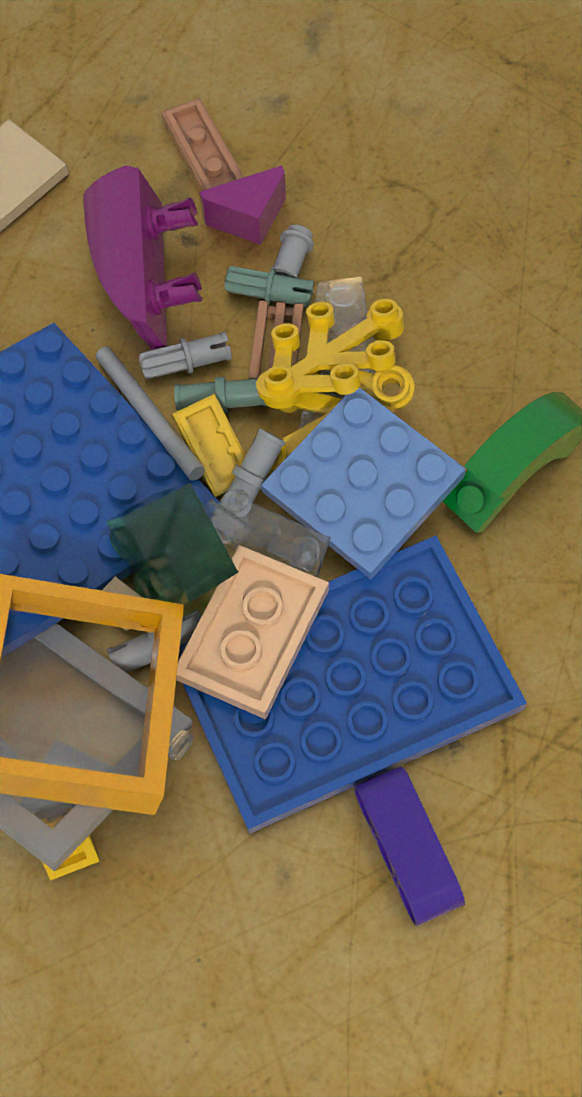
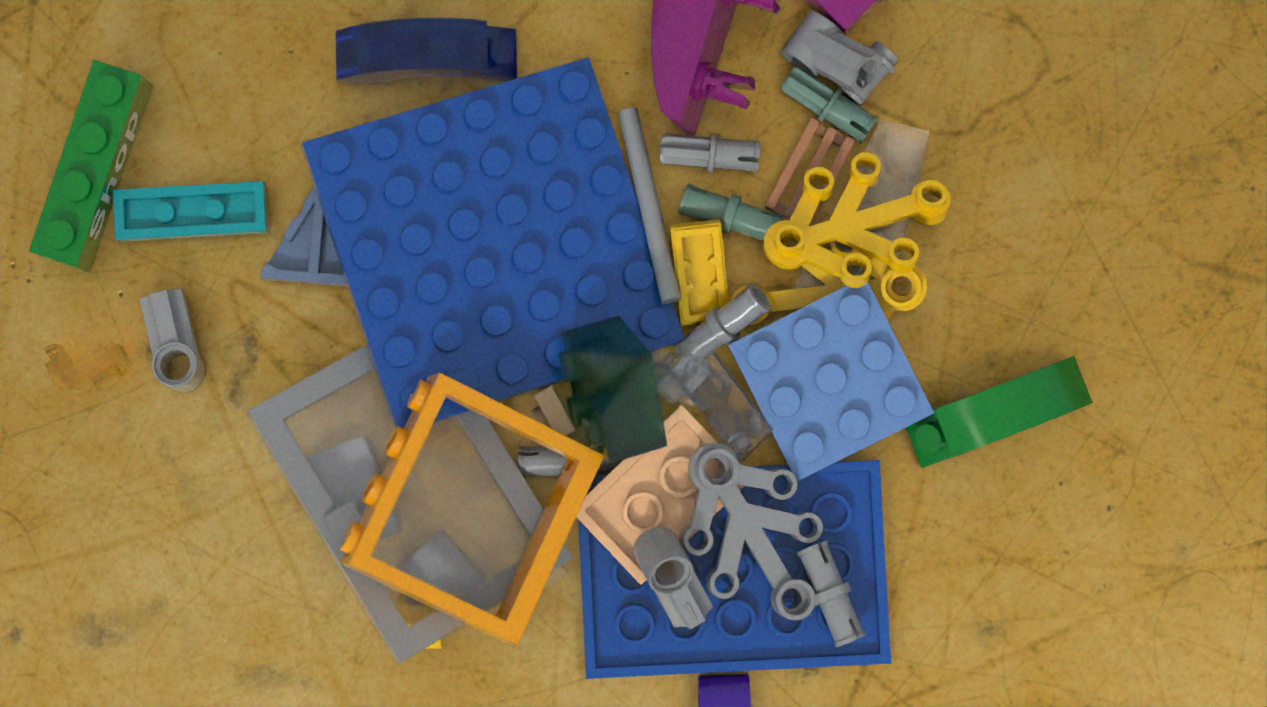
camera: 20 degrees right, 20 degrees up
(251, 244) = (824, 49): none -> light grey piece
(292, 692) = (672, 577): none -> light grey piece
(341, 621) = (746, 524): none -> light grey plant
(444, 657) = (831, 593): none -> light grey pin

